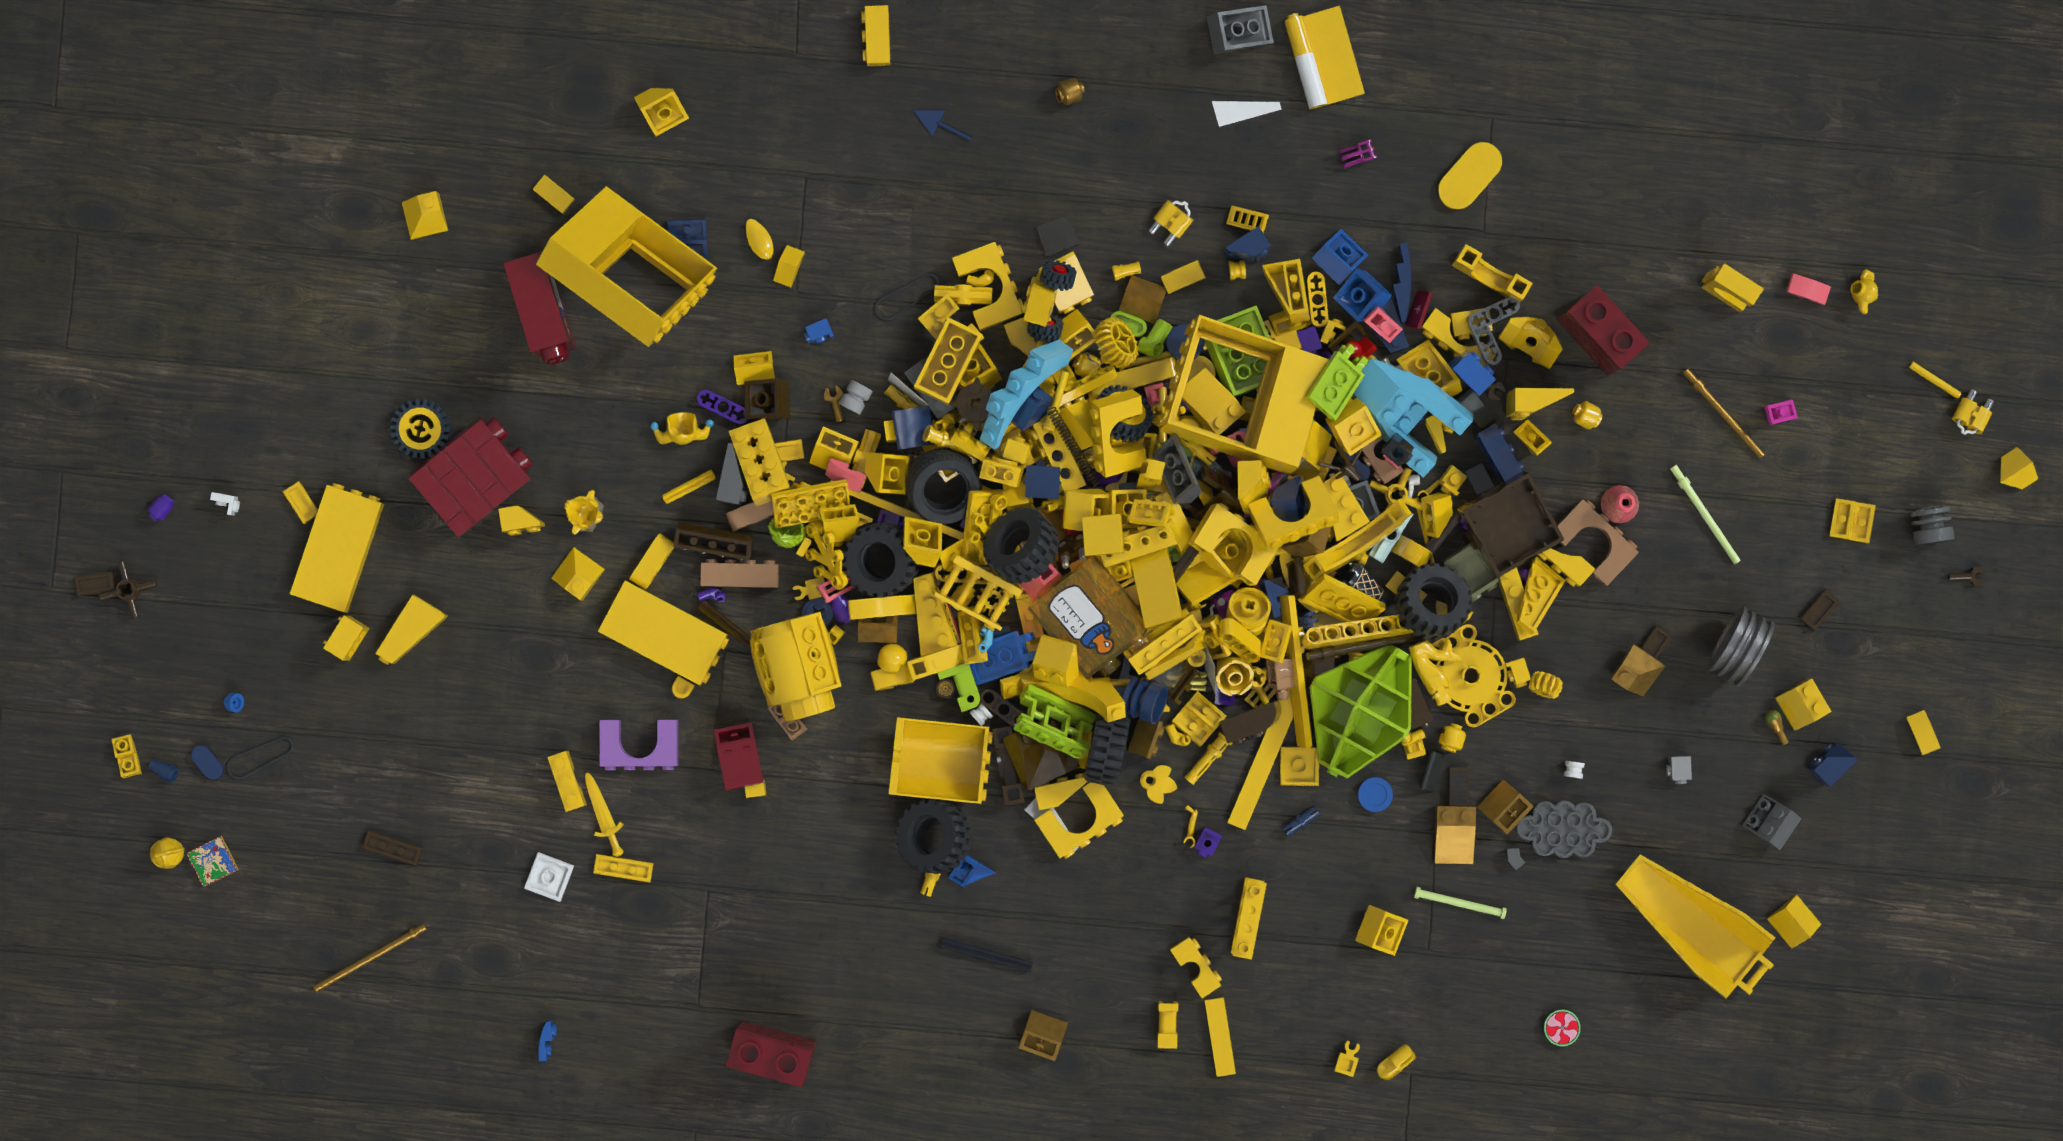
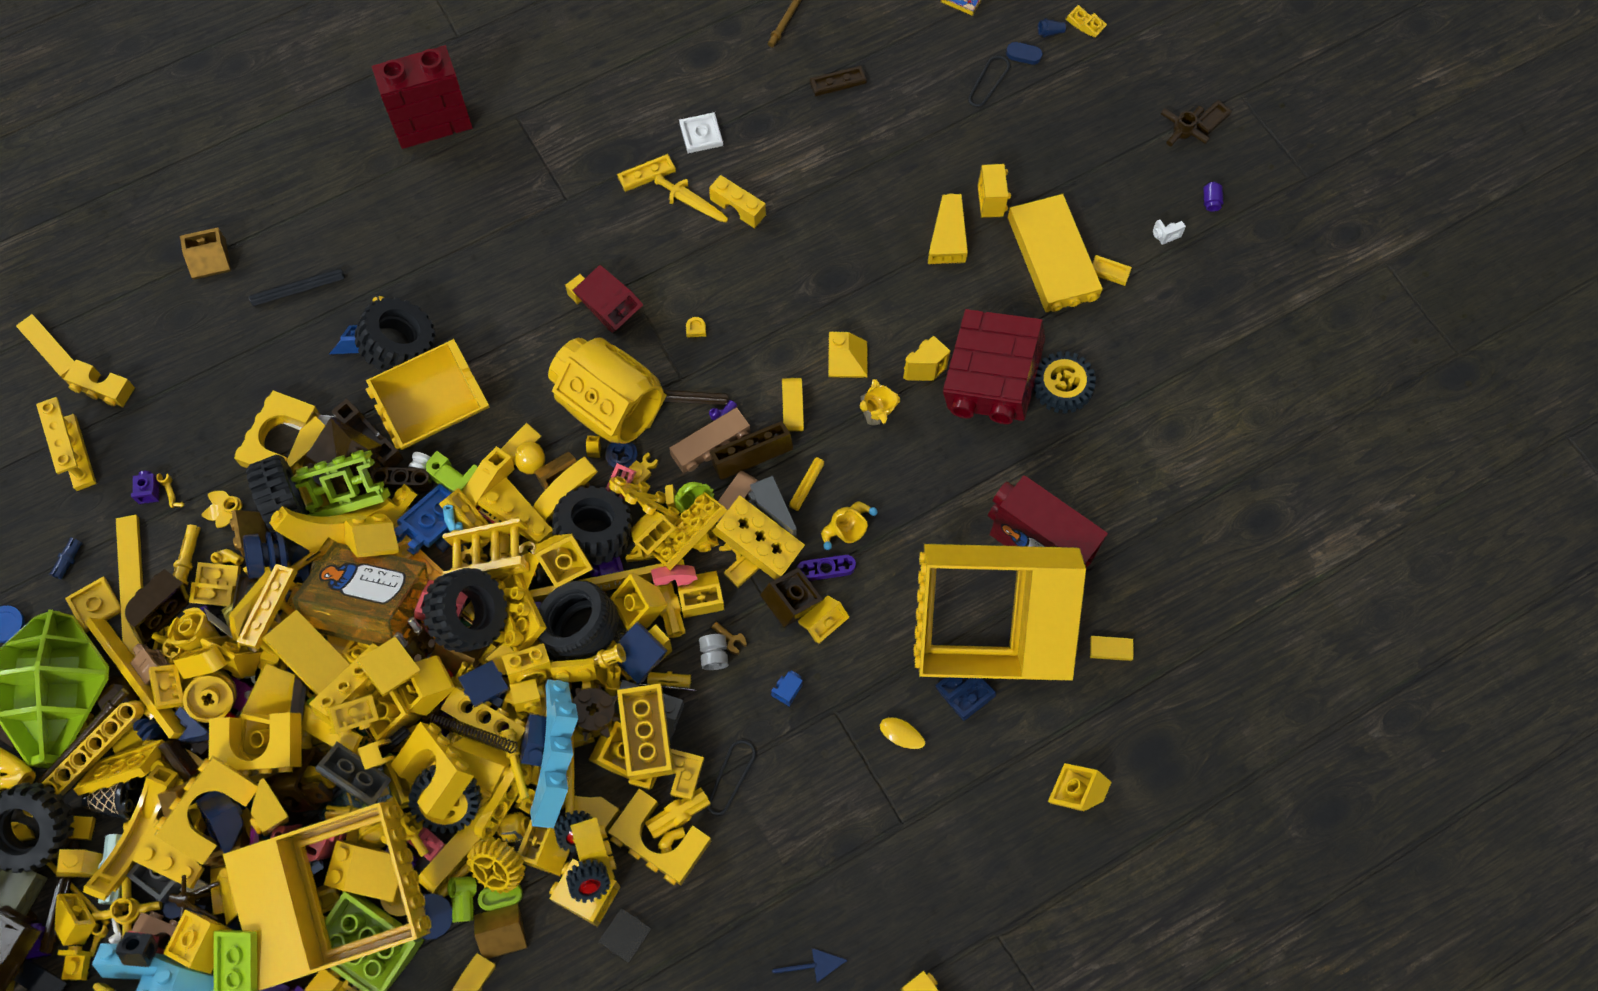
camera: 140 degrees right, 20 degrees down
(234, 702) = (1039, 100): blue tile -> none
(424, 215) = (1202, 554): yellow slope -> none
(547, 1034) = (618, 23): blue slope -> none
(614, 755) = (713, 243): medium lavender arch -> none
(664, 633) = (740, 355): yellow brick -> none
(788, 266) = (858, 729): yellow slope -> none
(840, 608) = (604, 469): dark purple brick -> none
(945, 688) = (465, 464): dark brown tile -> none
(1125, 270) = (538, 942): yellow pin -> none
(1167, 1025) = (98, 322): yellow piece -> none

